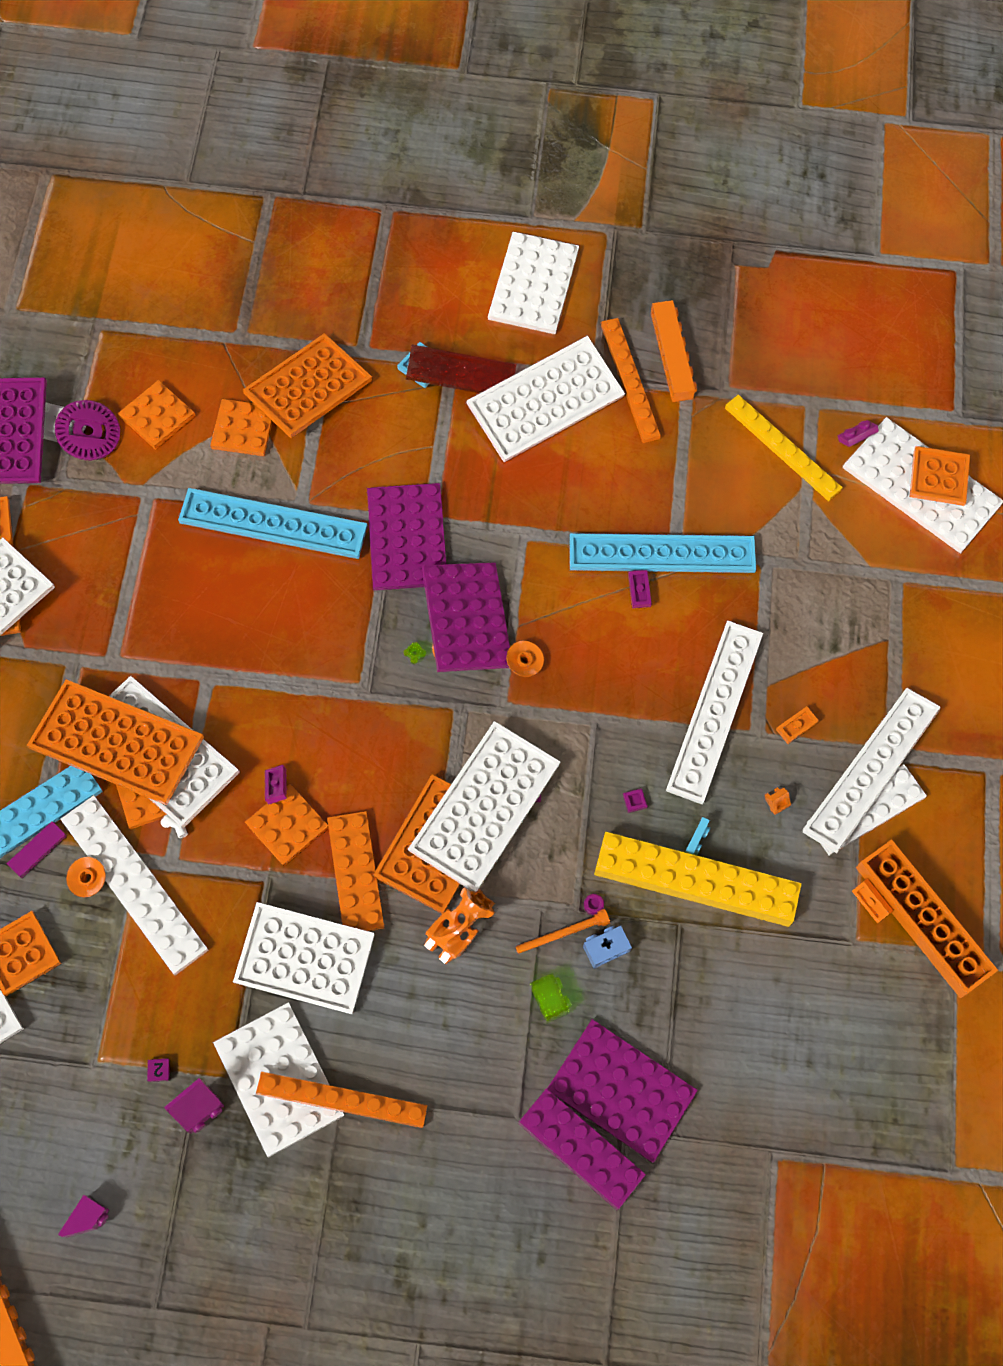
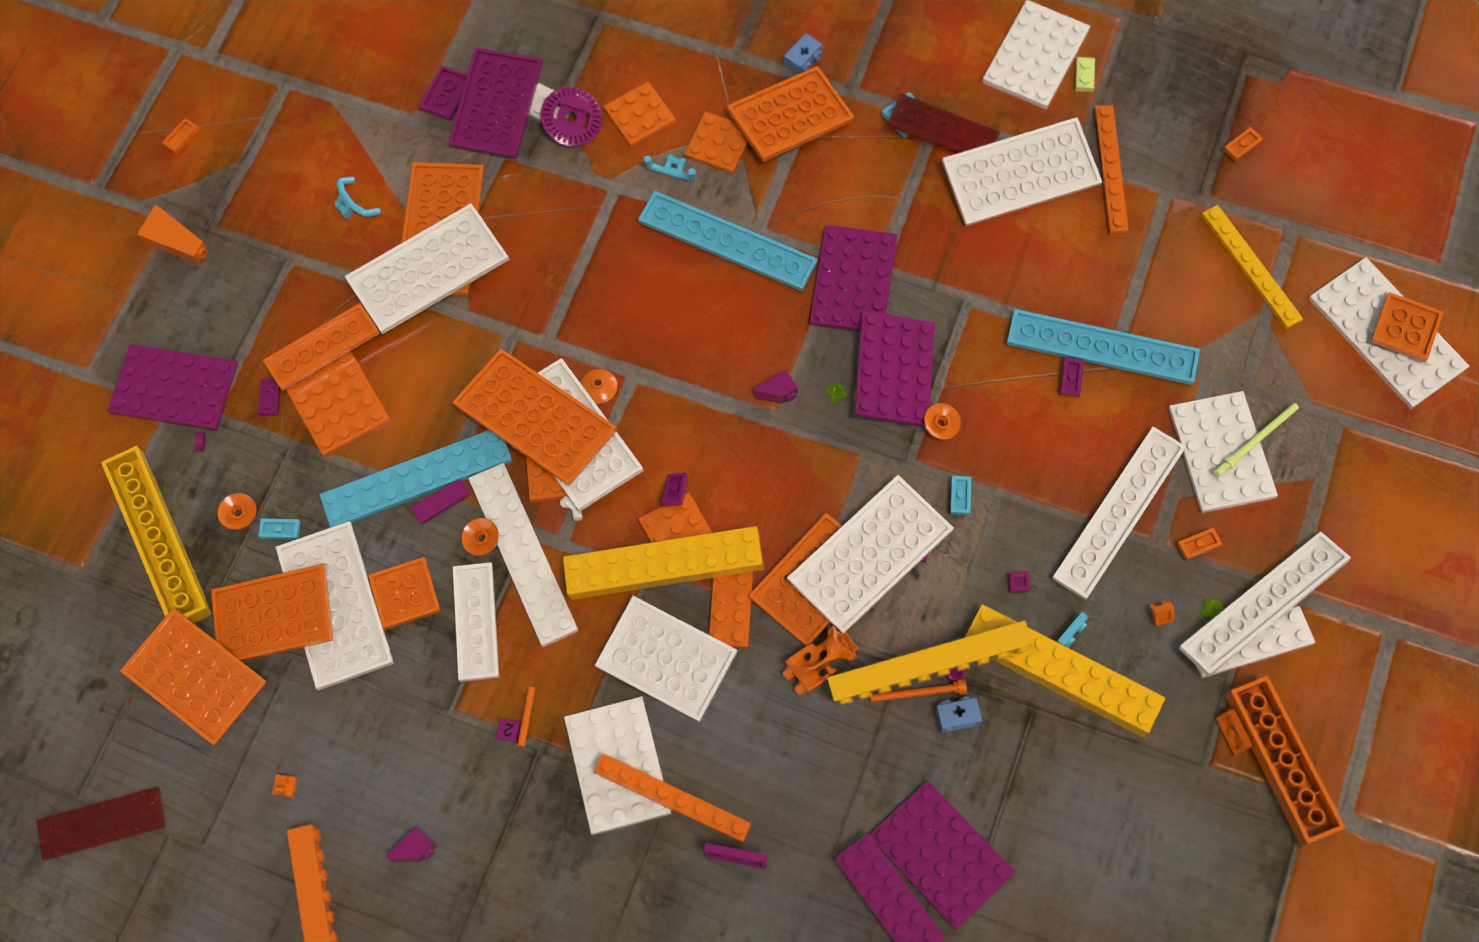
camera: 20 degrees right, 0 degrees up
(100, 966) = (475, 622): none -> white plate
(174, 1060) = (526, 717): none -> orange bar
(183, 699) = (603, 392): none -> orange dish
(195, 1106) = (534, 770): magenta slope -> none
(200, 465) = (668, 170): none -> medium azure piece
(279, 862) = (663, 563): none -> yellow brick
(307, 324) = (803, 54): none -> medium blue brick
(355, 661) = (777, 389): none -> magenta slope
(420, 1143) = (736, 856): none -> magenta tile
(550, 998) = (892, 750): clear neon green brick -> none
(559, 728) = (960, 495): none -> medium azure plate
(566, 902) = (930, 661): none -> yellow brick
(584, 293) = (1085, 74): none -> yellowish green plate
(673, 351) = (1160, 149): orange brick -> none
(748, 332) = (1243, 144): none -> orange plate
(797, 631) = (1211, 433): none -> white plate
(808, 638) = (1231, 461): none -> yellowish green bar
(828, 781) = (1209, 603): none -> clear neon green plate
(858, 433) = (1332, 267): magenta plate -> none

